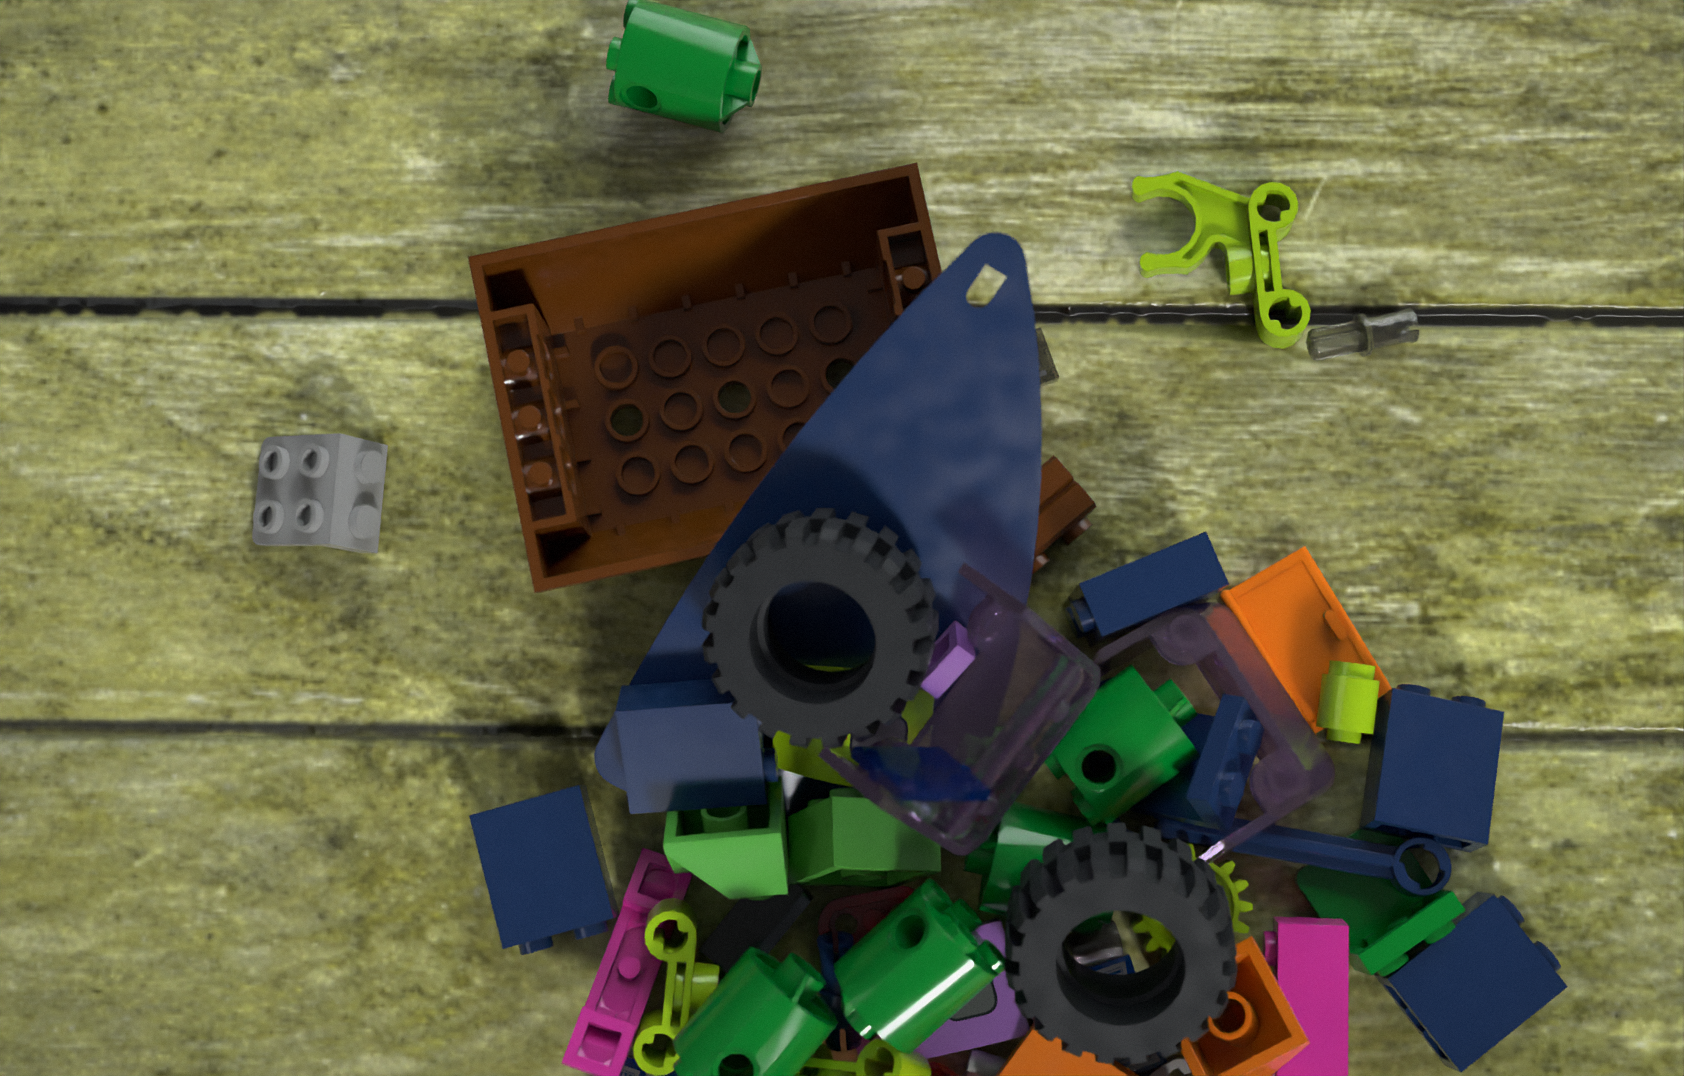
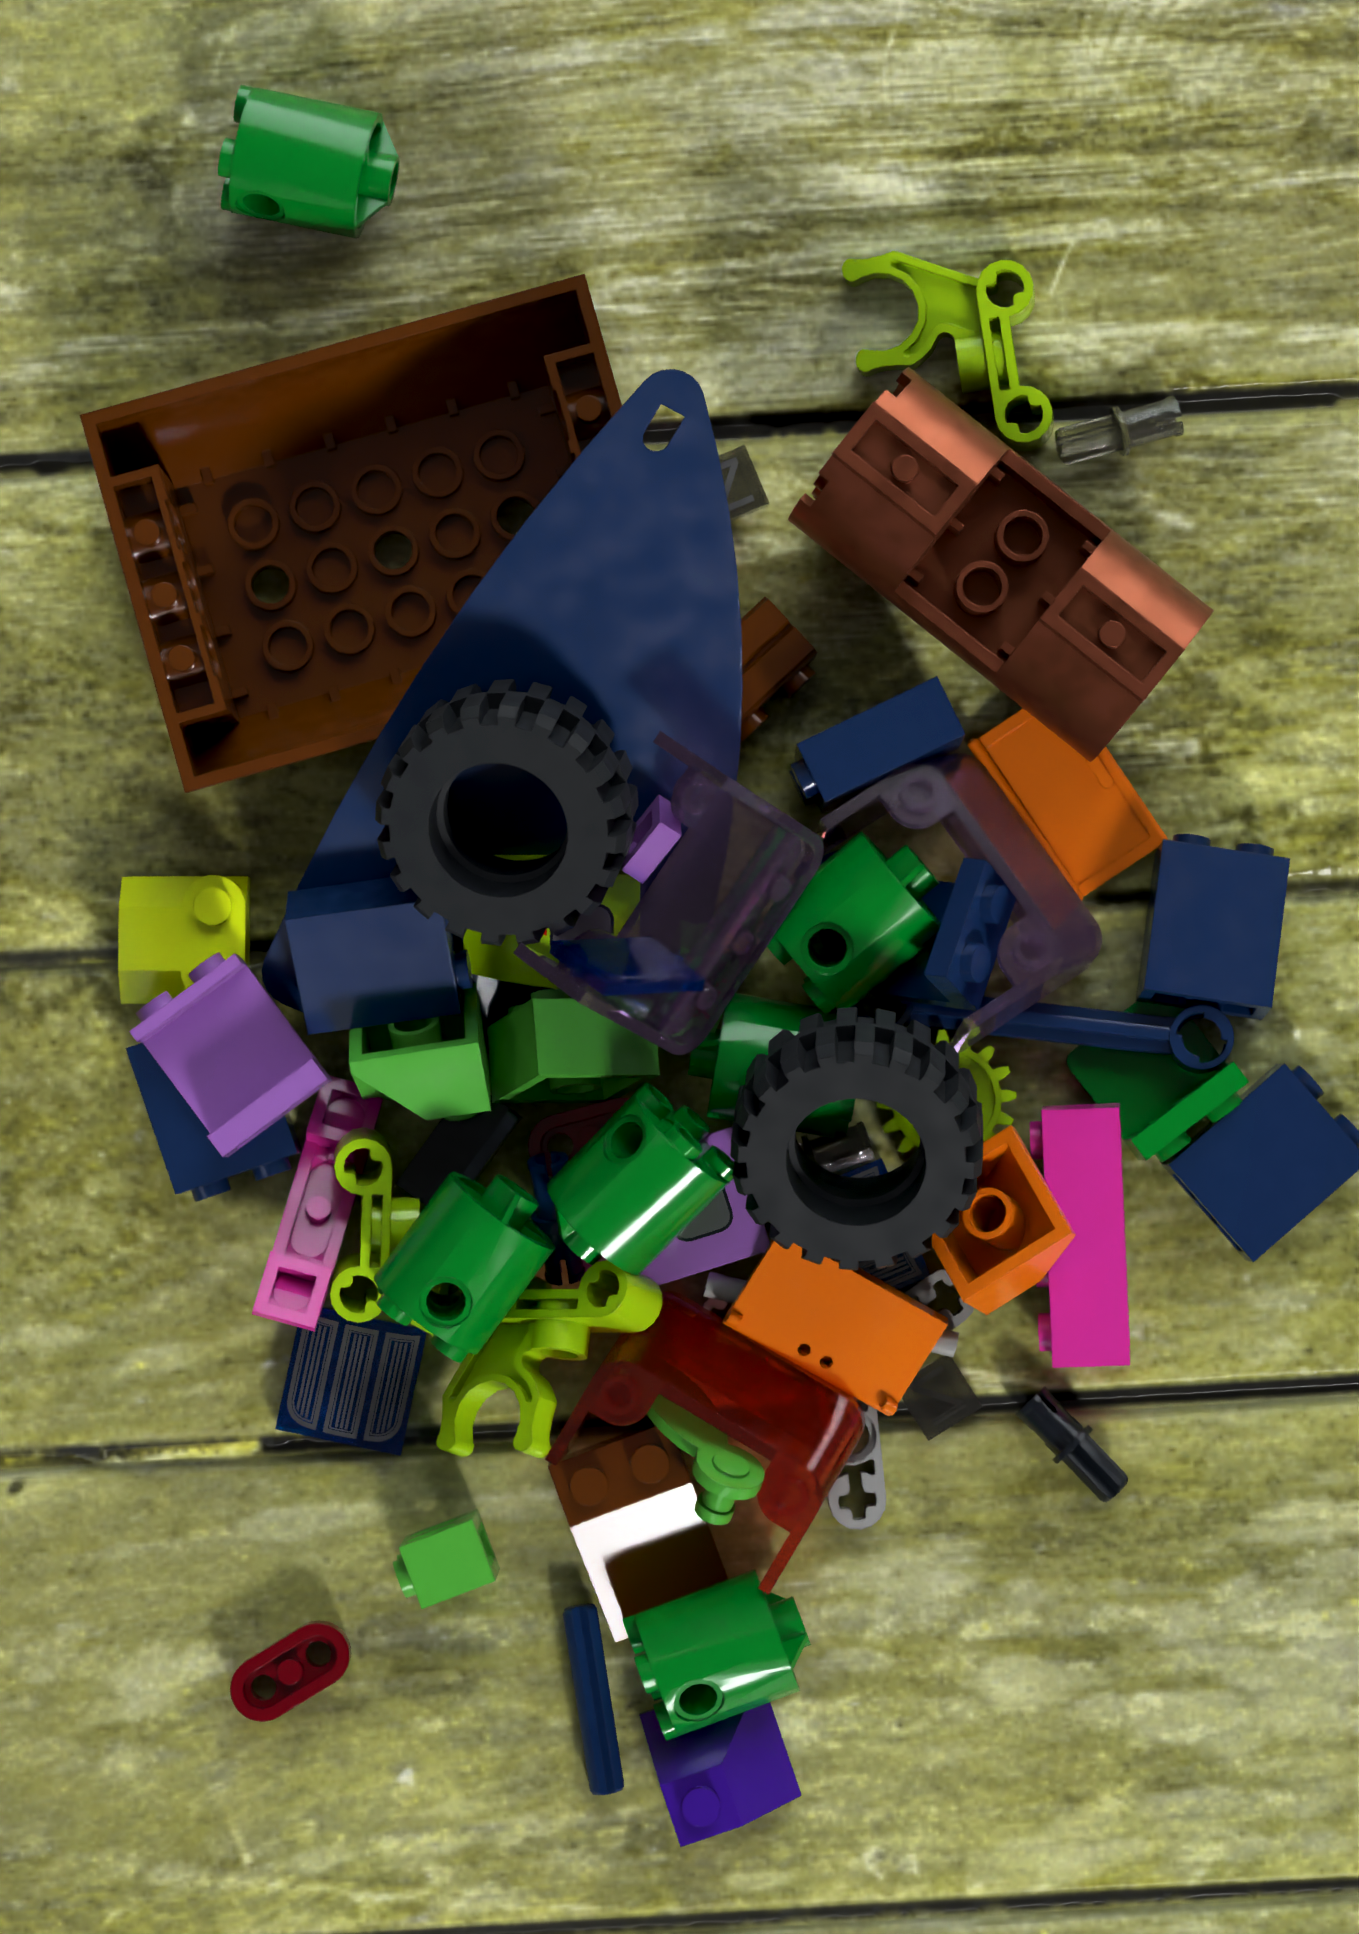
camera: 10 degrees left, 5 degrees up
(530, 722) = (174, 926): none -> neon yellow slope
(559, 825) = (229, 1052): none -> medium lavender panel
(1267, 441) = (999, 564): none -> copper cylinder
(1348, 701) = (1114, 857): lime brick -> none

